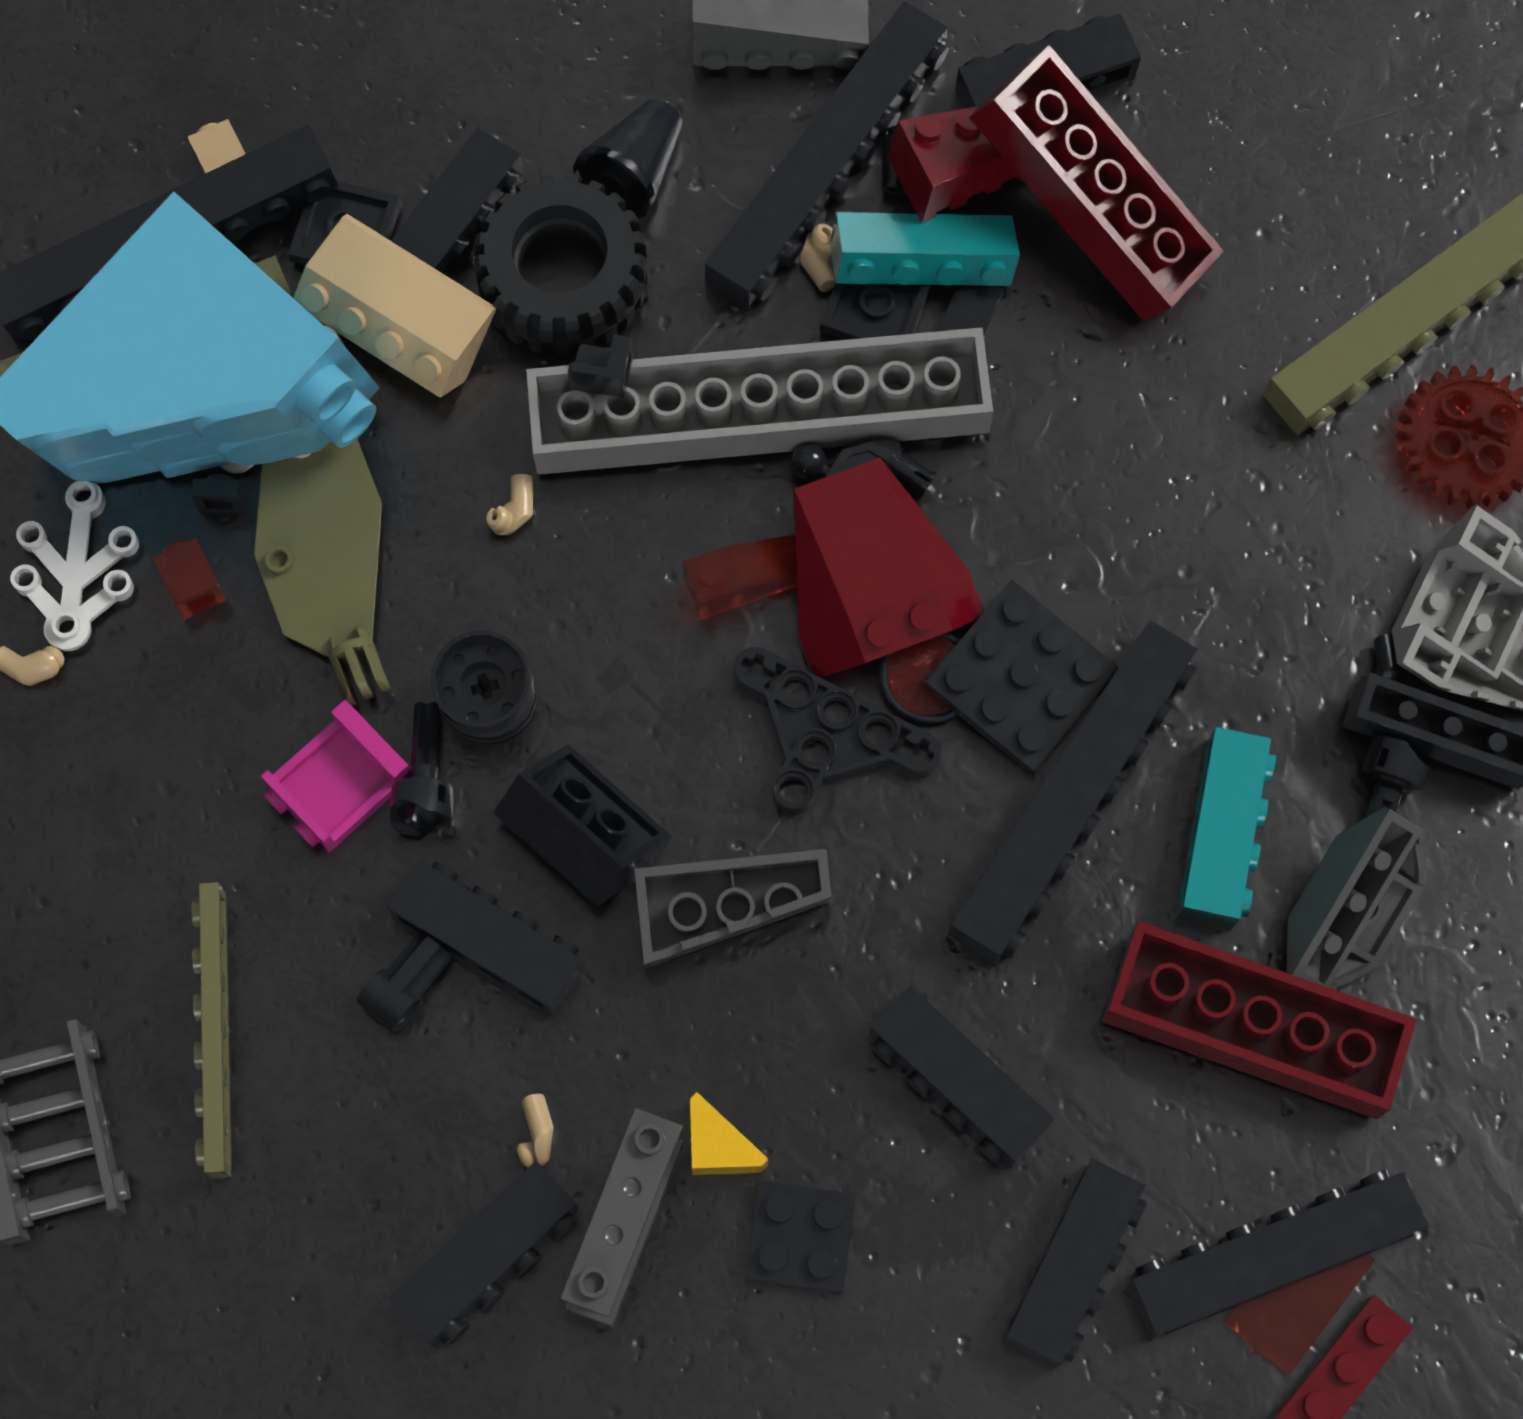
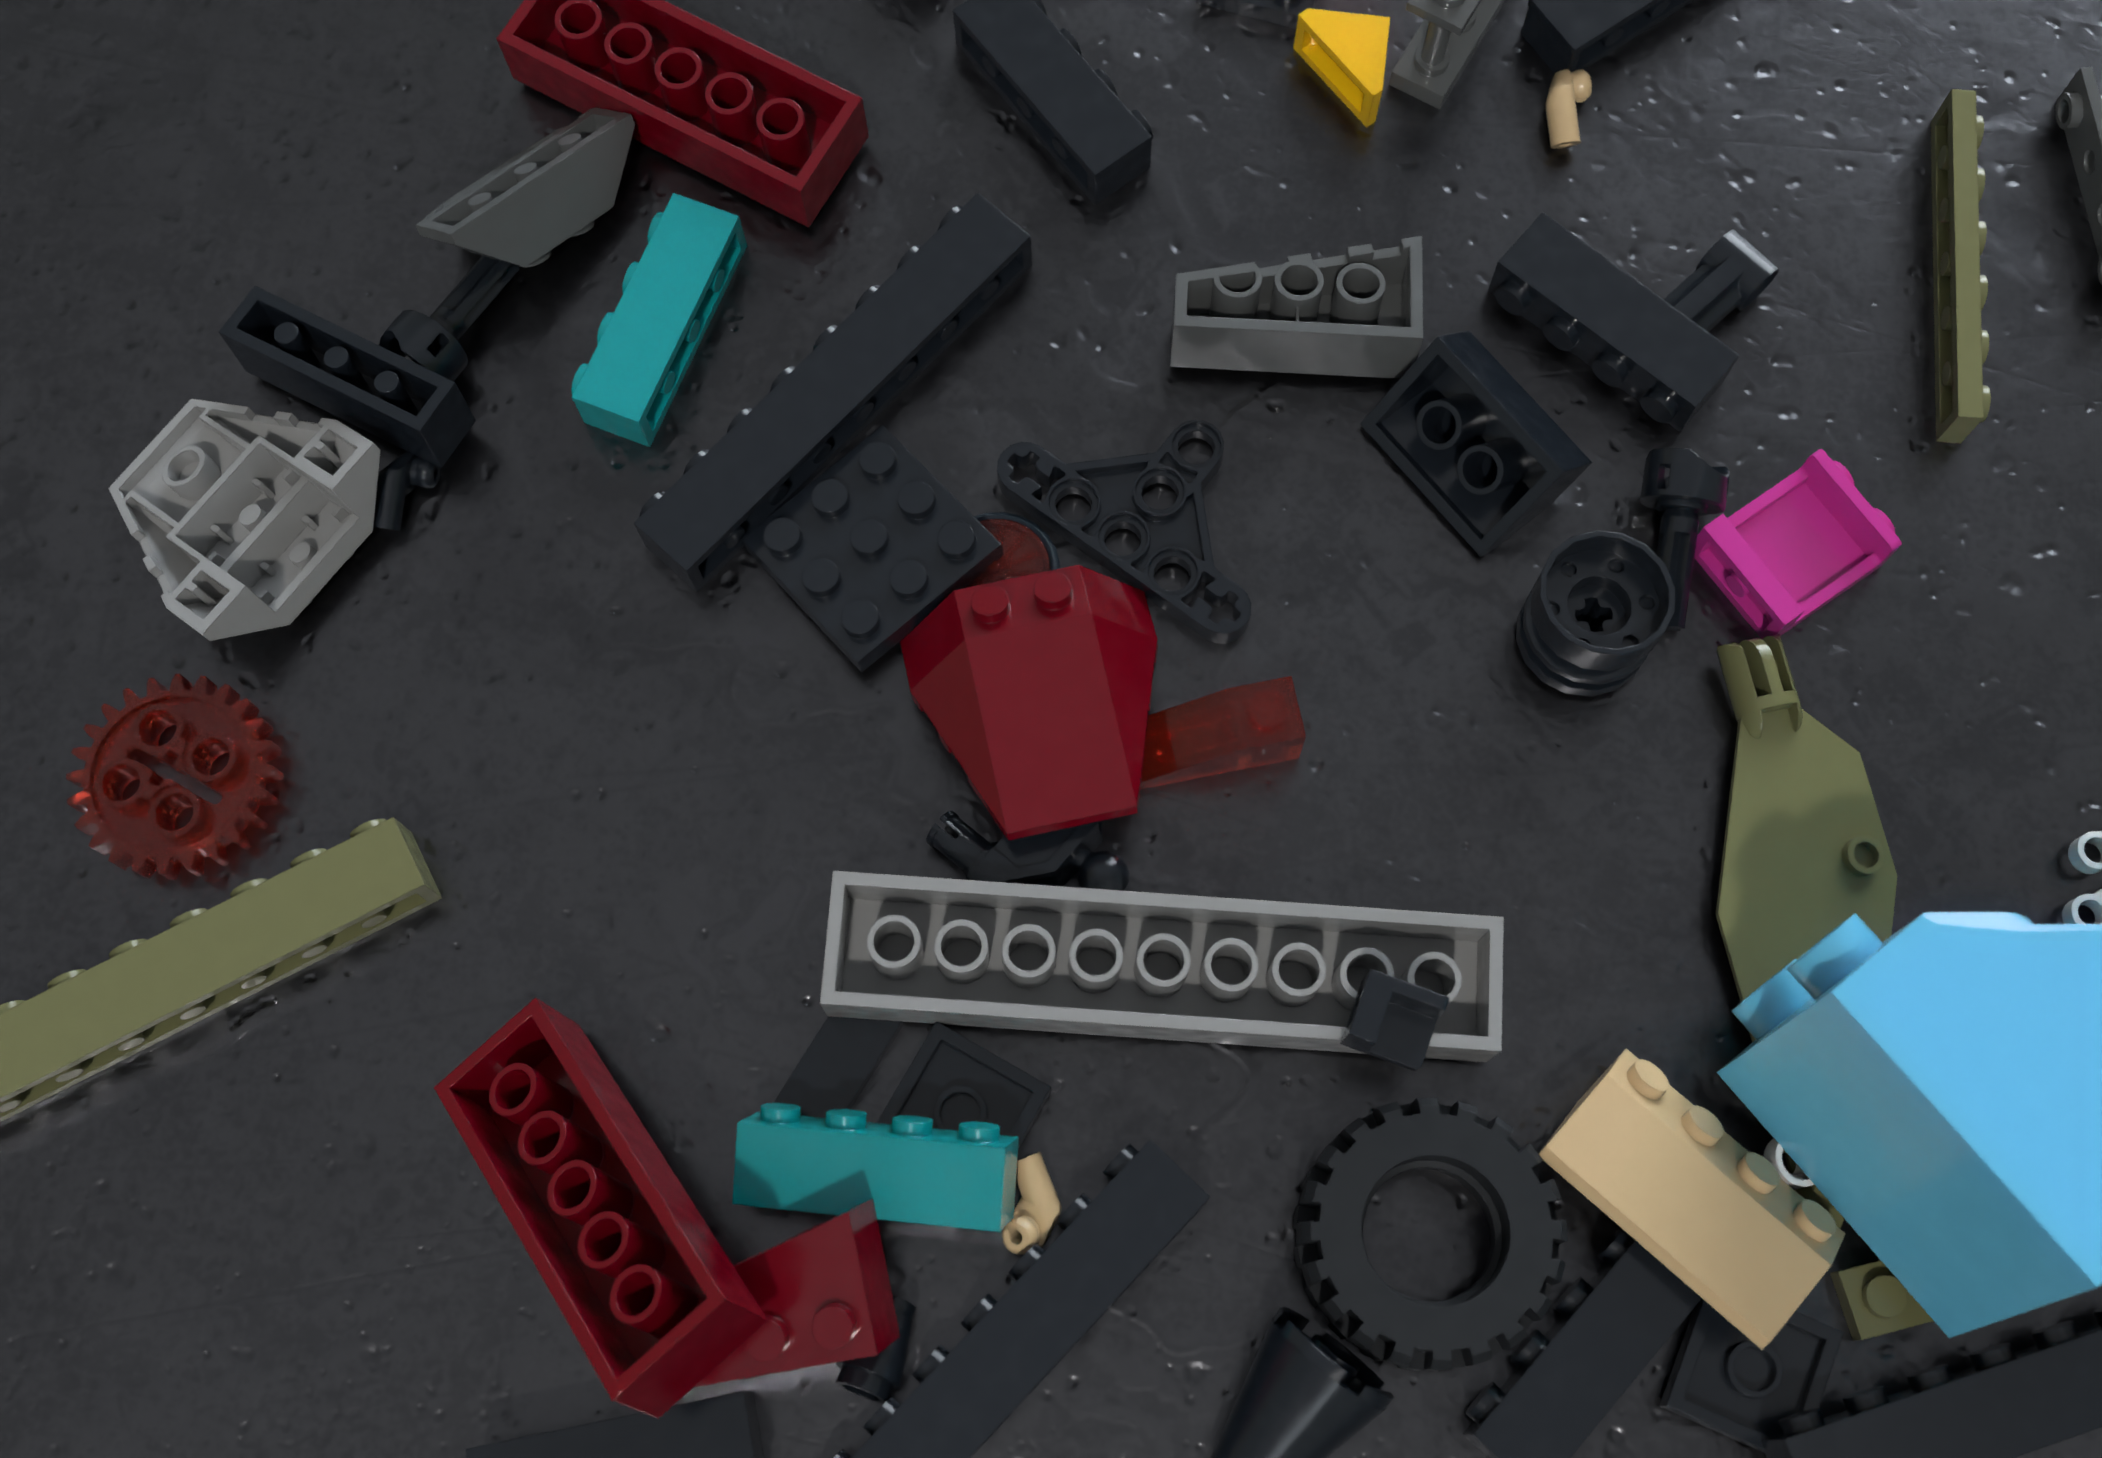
camera: 165 degrees left, 0 degrees up
(189, 578) = (1994, 845): clear red brick -> none
(515, 512) = (1525, 880): tan arm -> none

